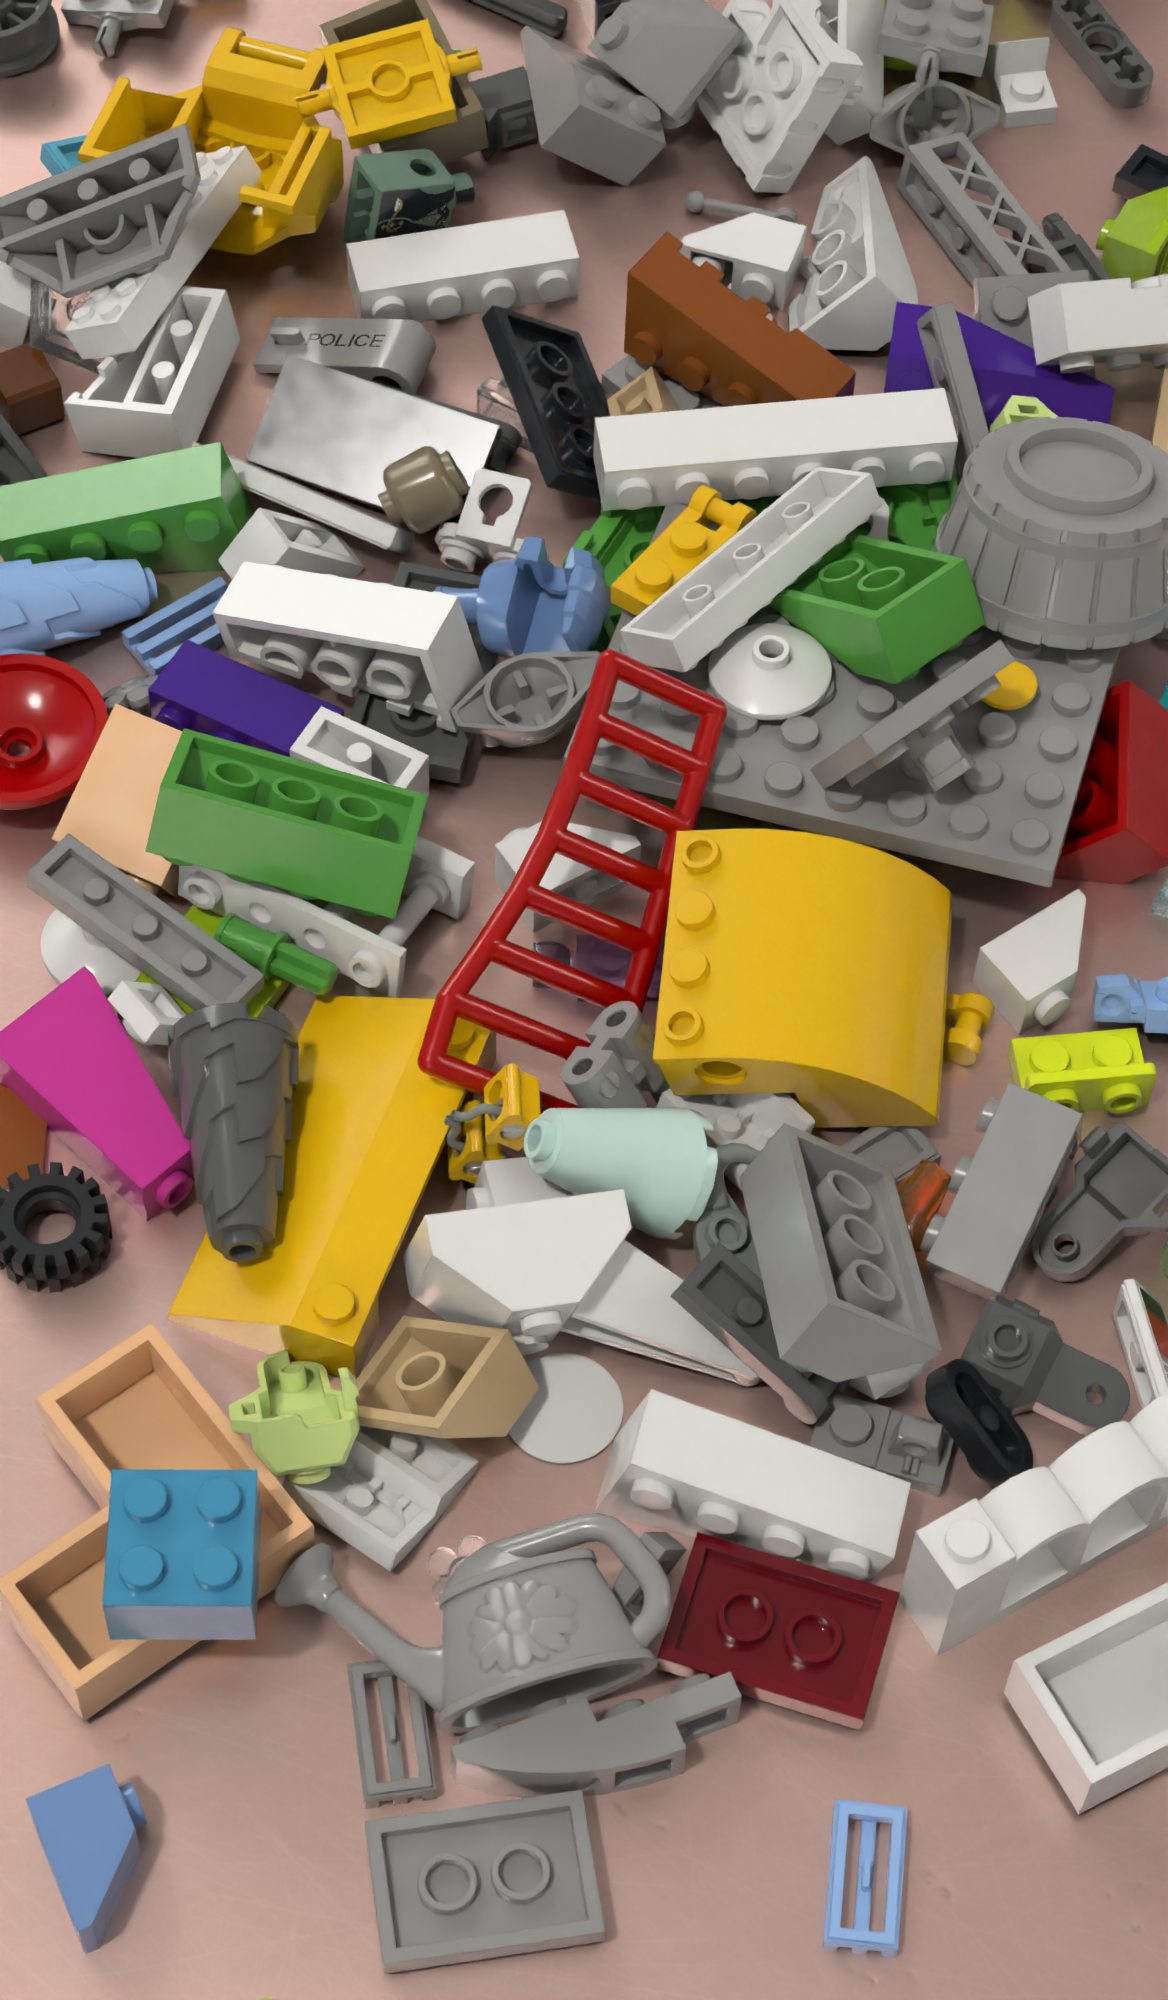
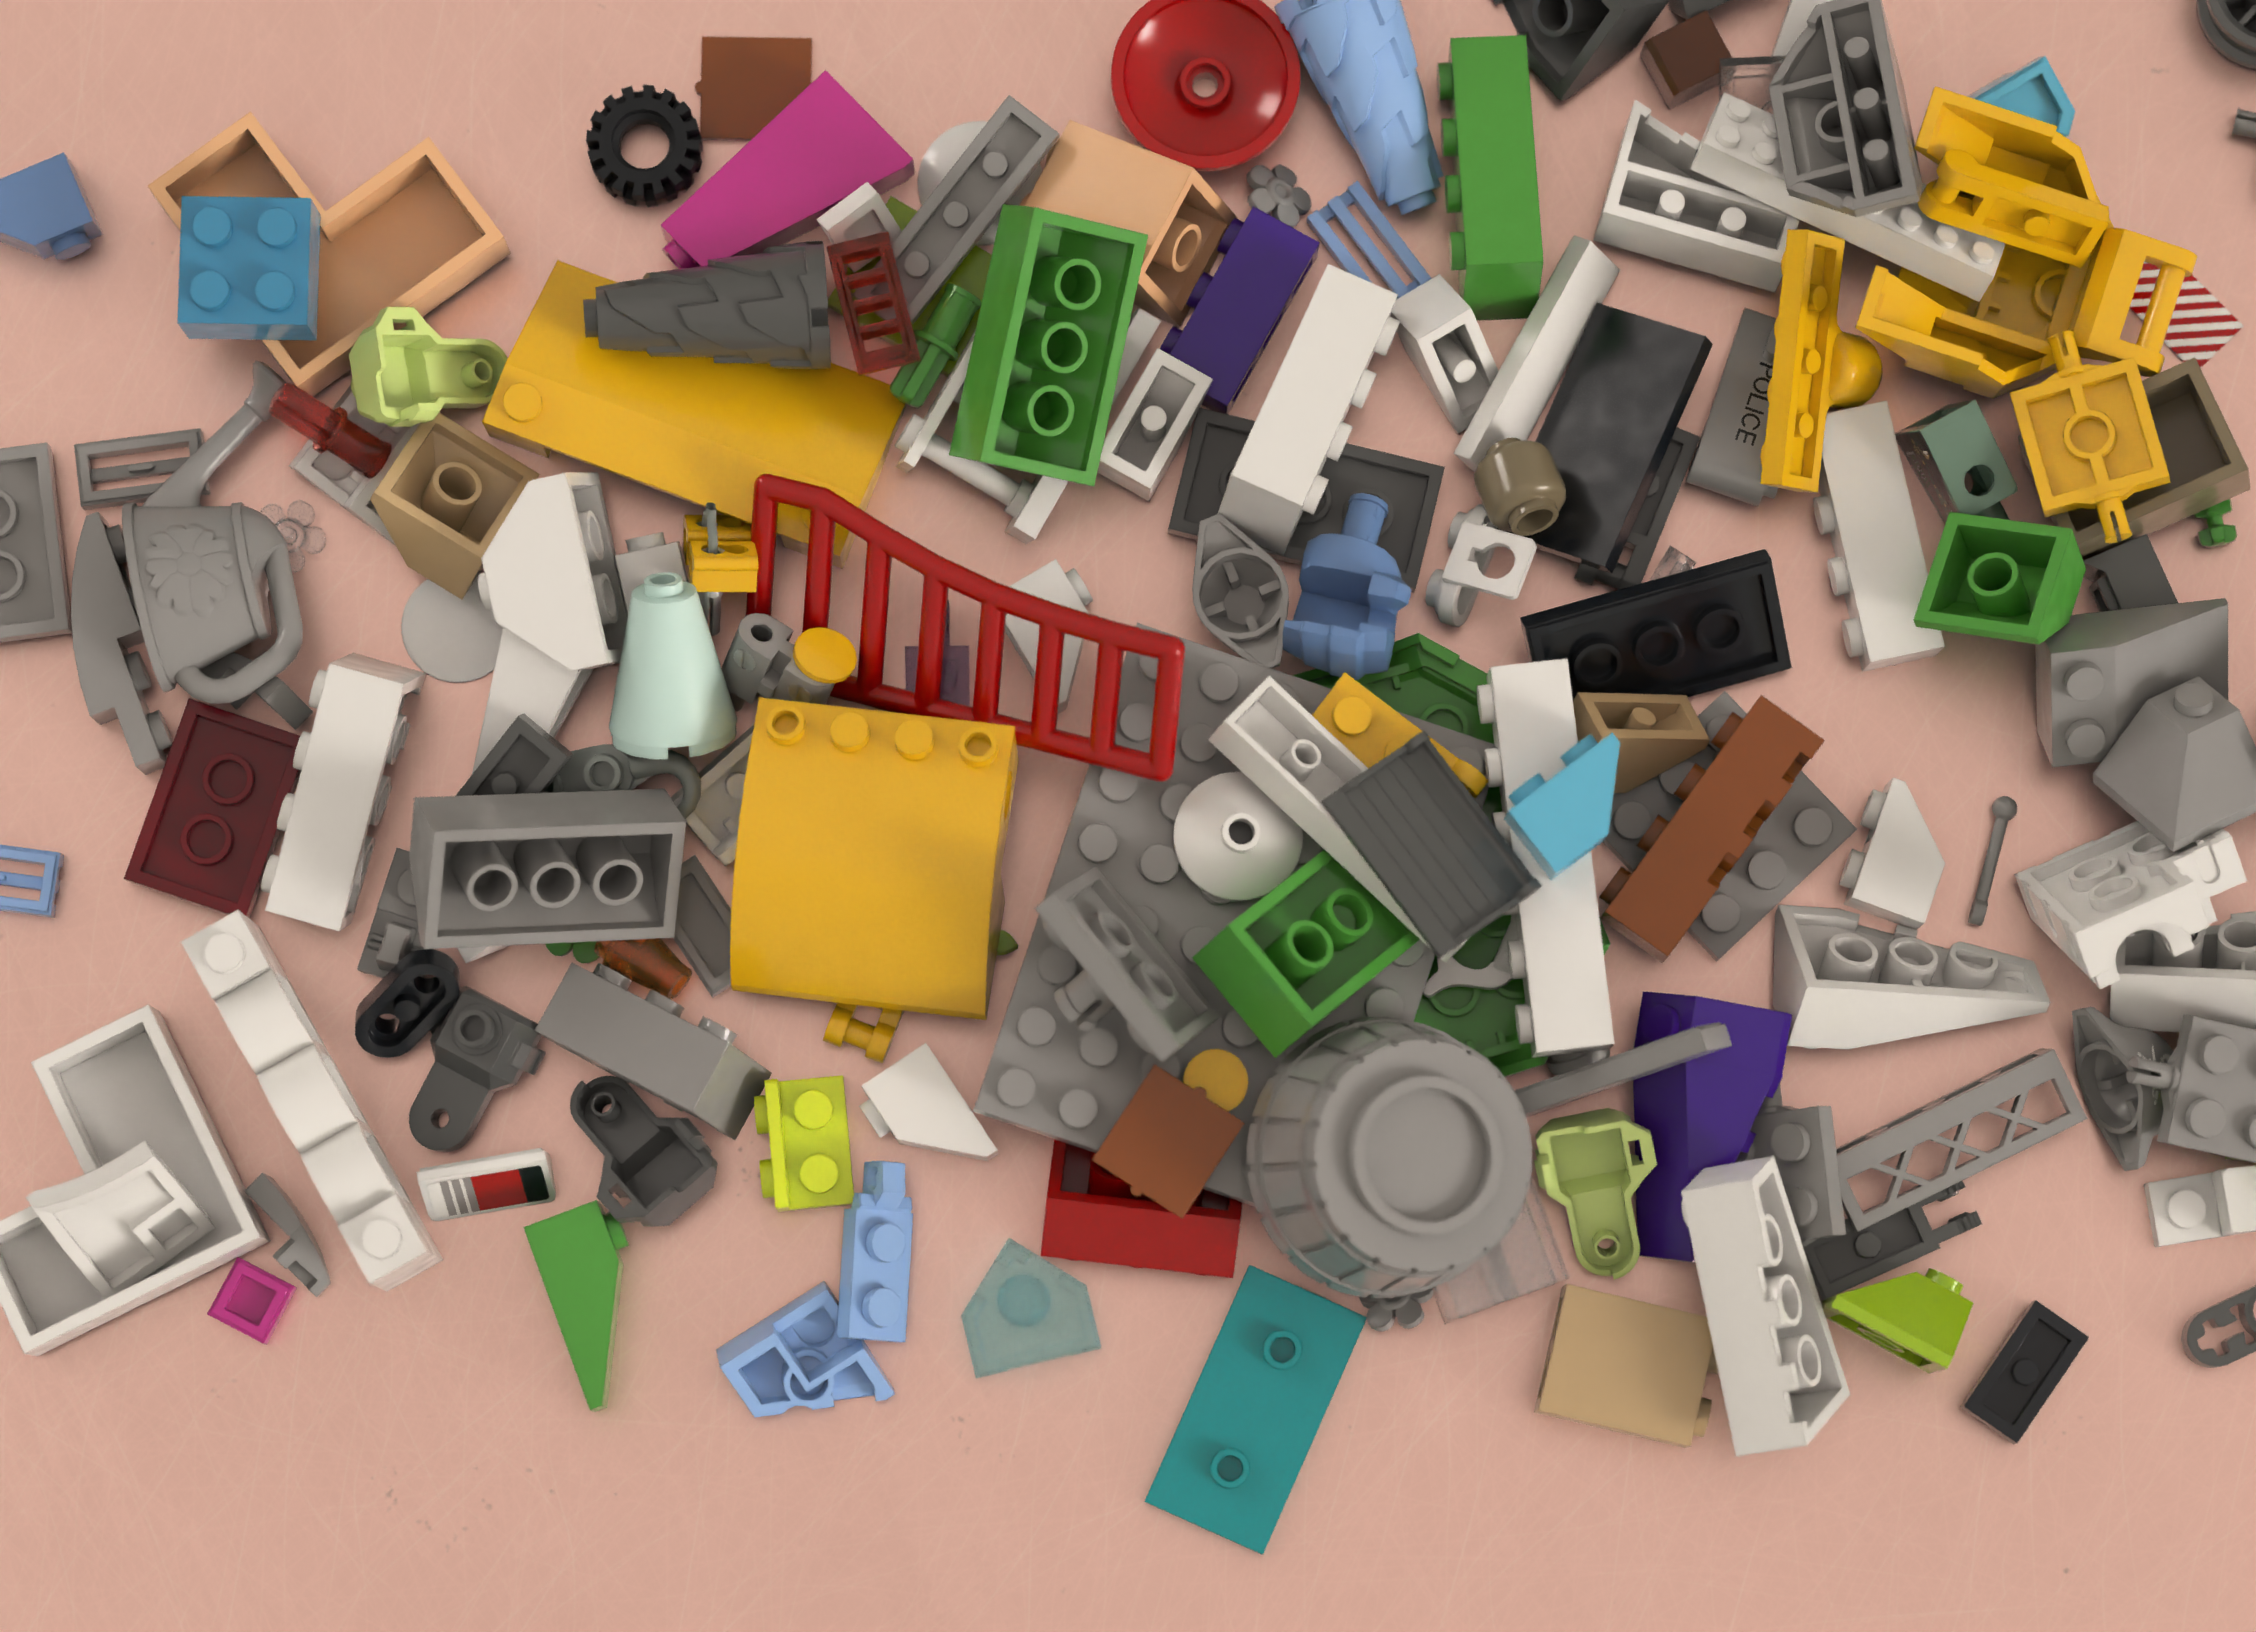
camera: 90 degrees right, 25 degrees up
(201, 105) = (2013, 210): none -> yellow plate
(209, 969) = (862, 249): none -> clear red slope
(313, 283) = (1812, 362): none -> yellow plate
(359, 1502) = (329, 429): none -> clear red axle
(512, 149) = (2001, 579): none -> bright green slope
(603, 1014) = (824, 655): none -> yellow piece
(738, 397) = (1570, 811): none -> medium azure slope
(777, 501) = (1431, 845): none -> dark grey piece
(1068, 715) = (1168, 1141): none -> dark orange piece

